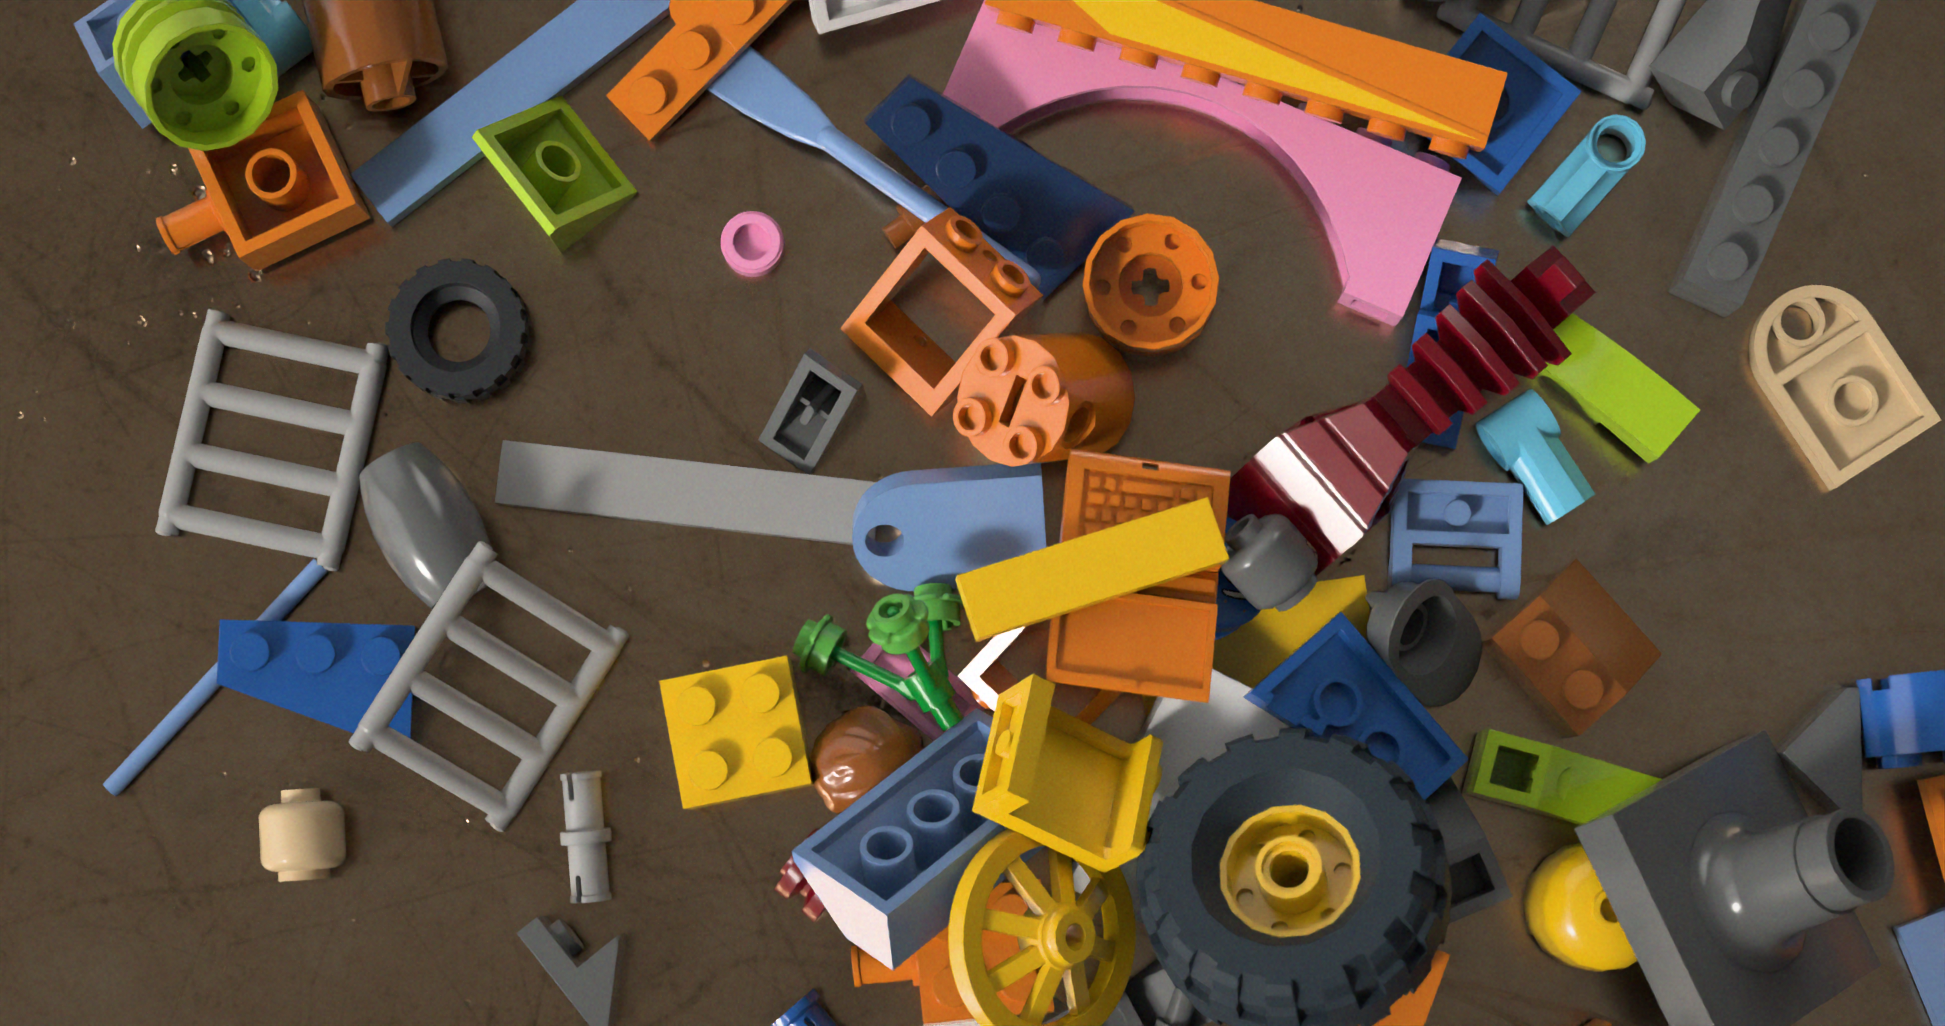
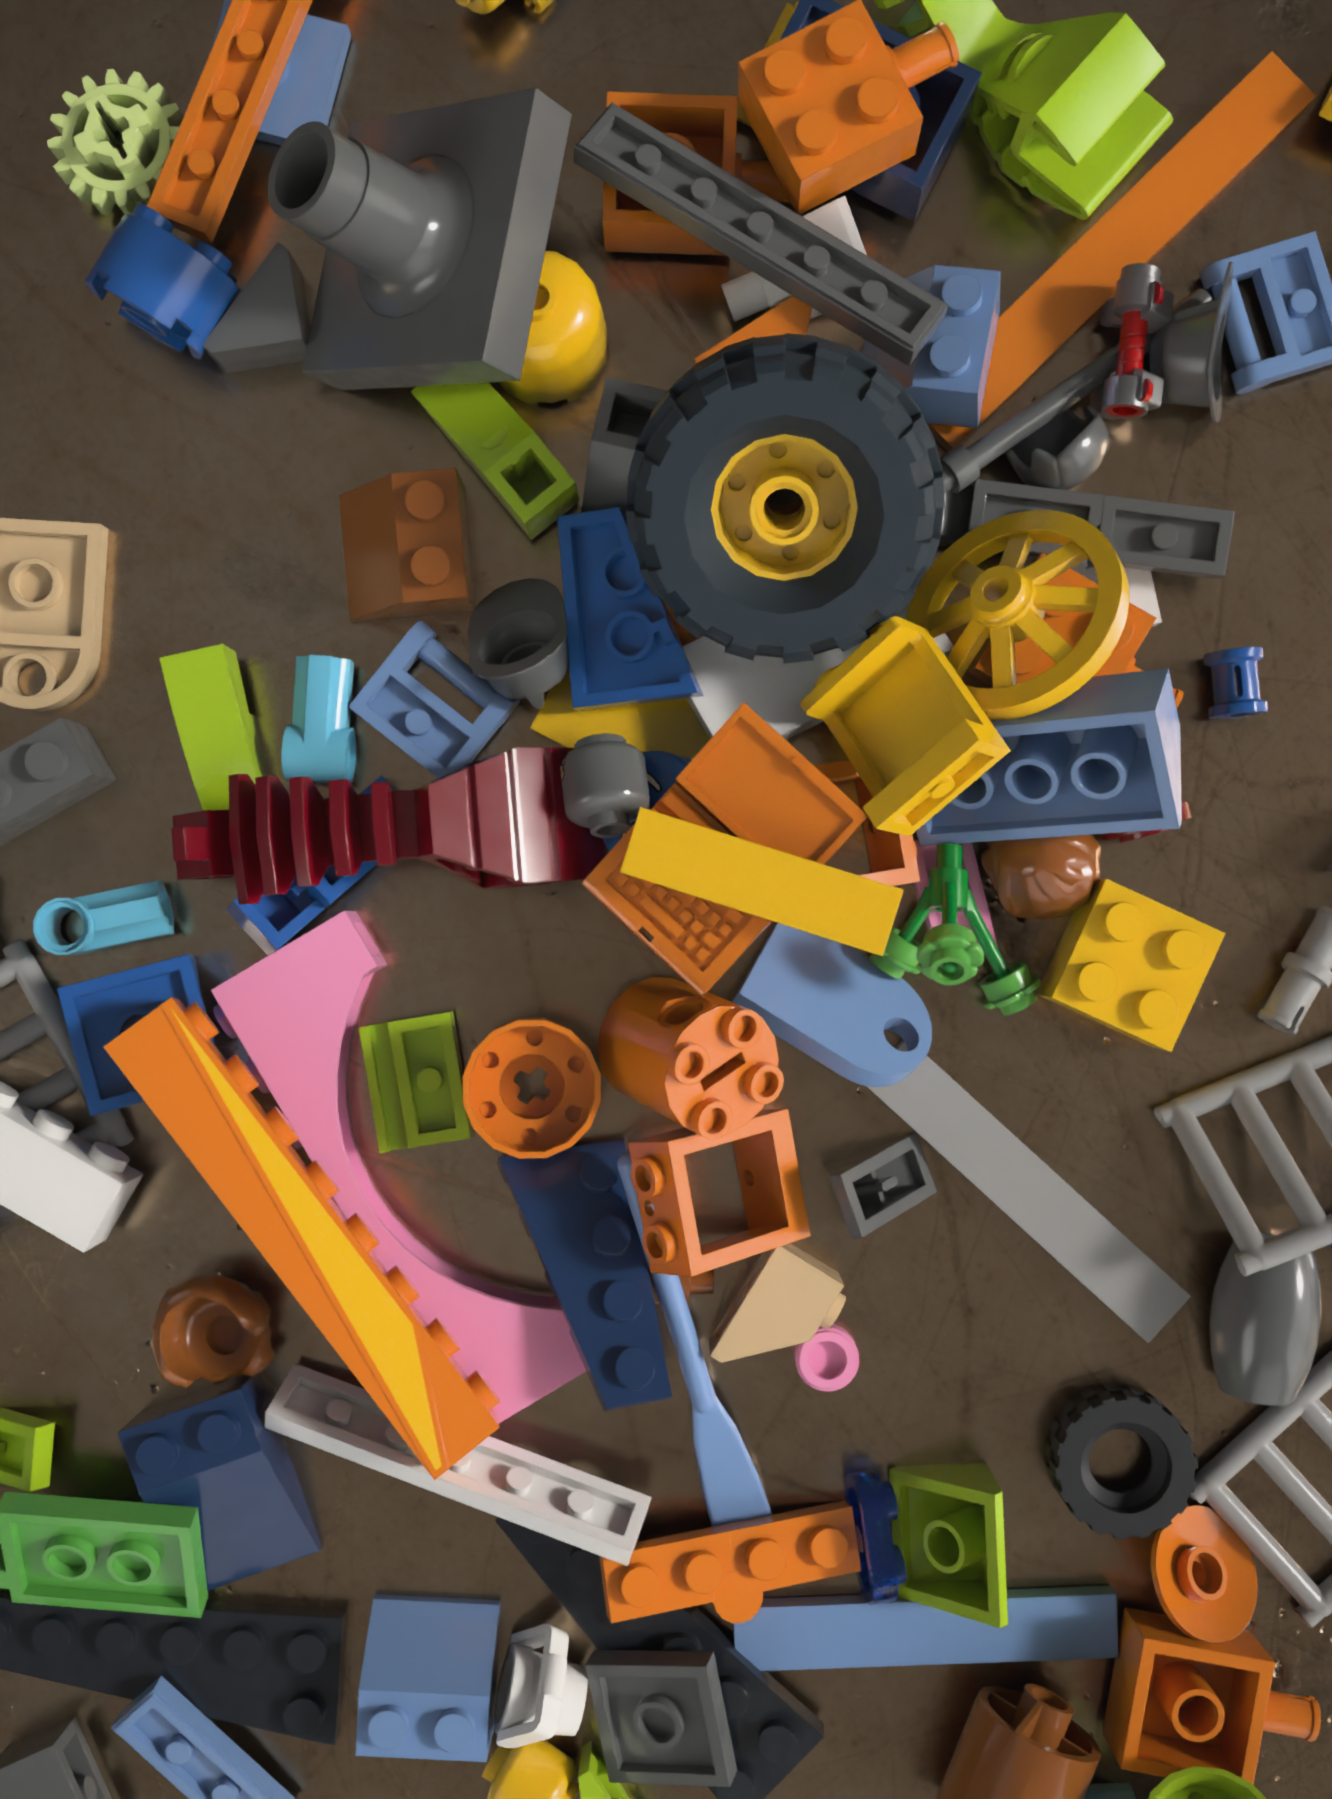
camera: 150 degrees left, 5 degrees up
(314, 303) = (1204, 1576): none -> orange dish
(632, 150) = (880, 1559): none -> clear blue plate
(823, 258) = (779, 1305): none -> tan slope
(1246, 224) = (415, 1081): none -> lime plate

